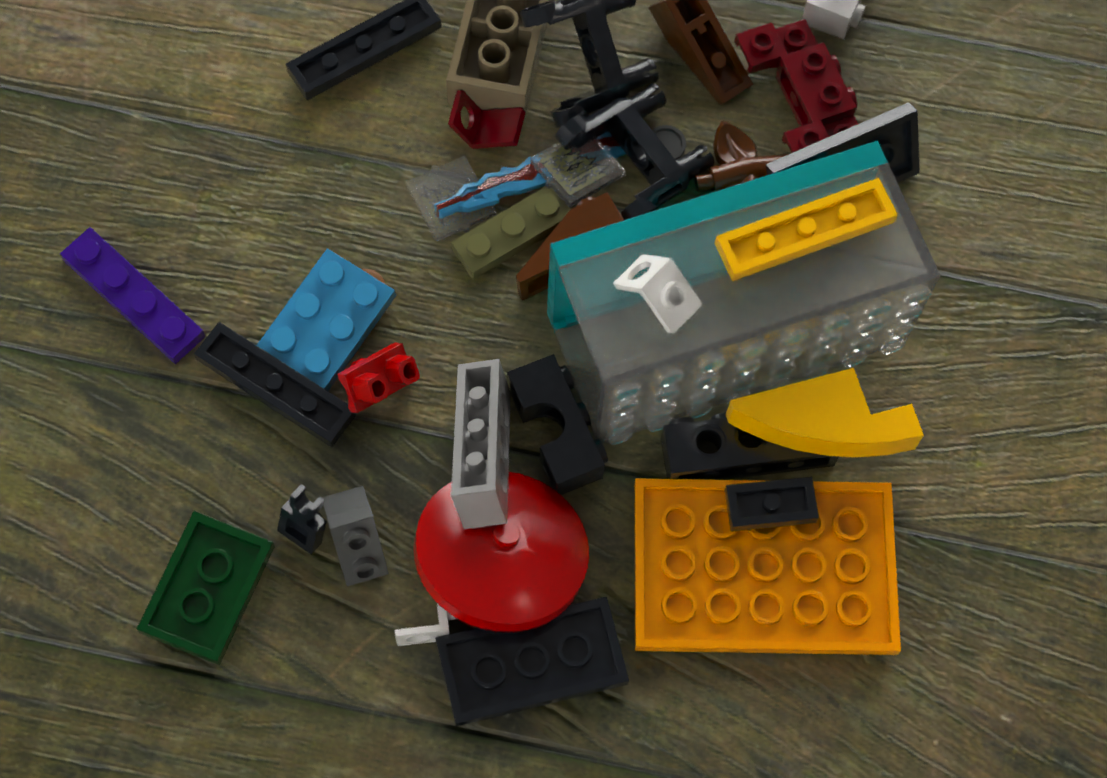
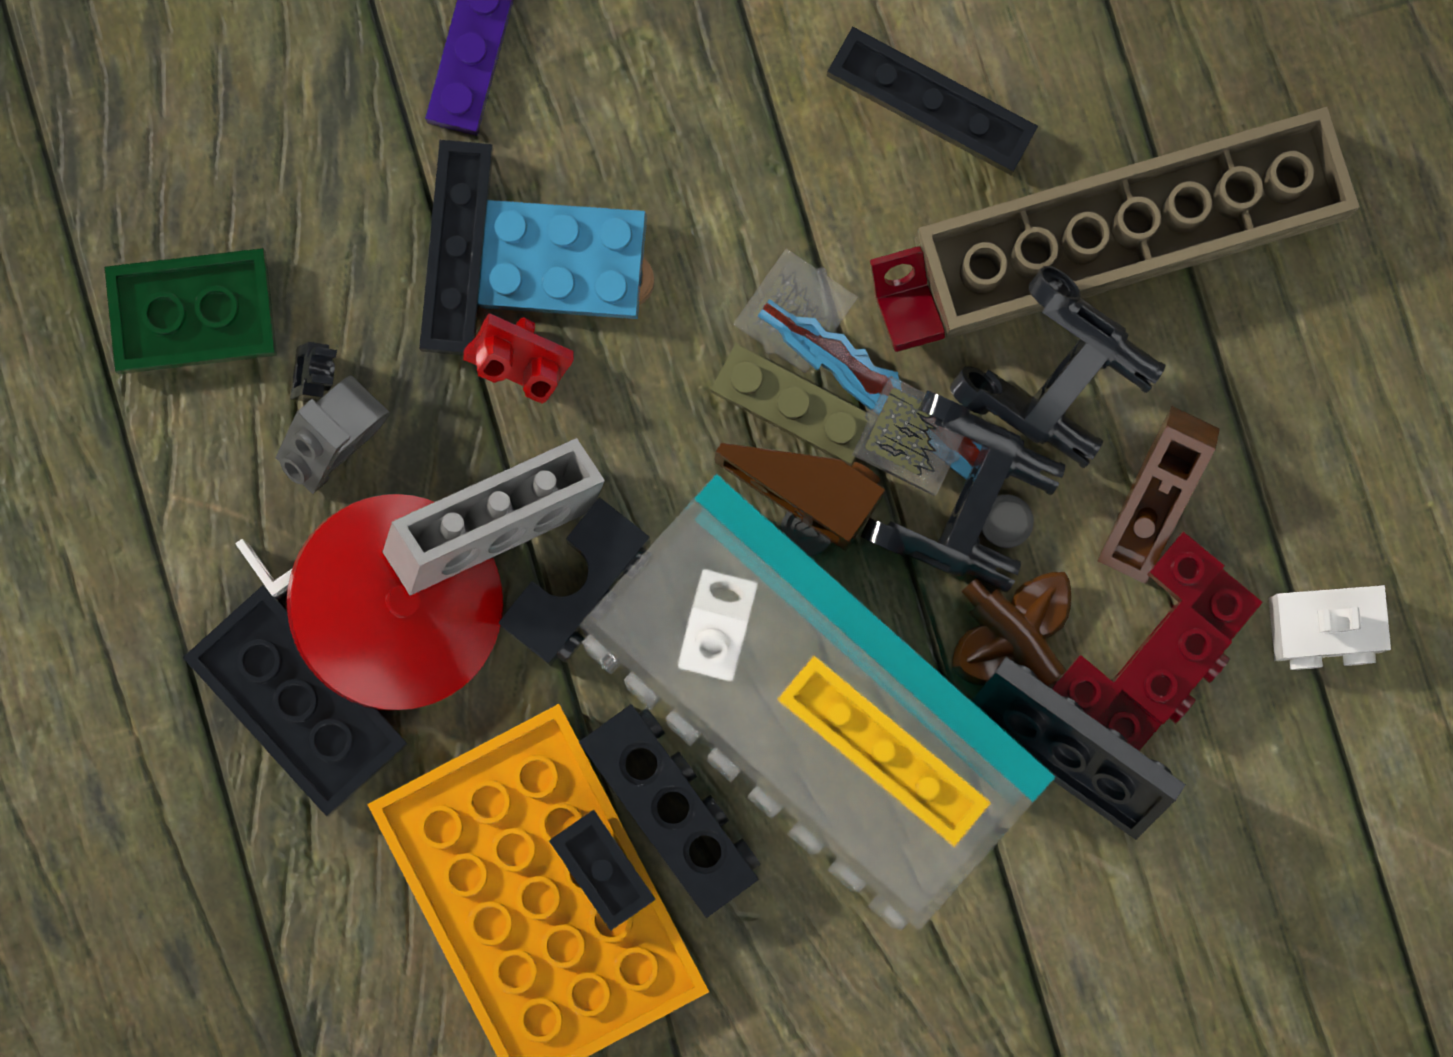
camera: 60 degrees right, 15 degrees up
(826, 418) = (728, 882): yellow slope -> none

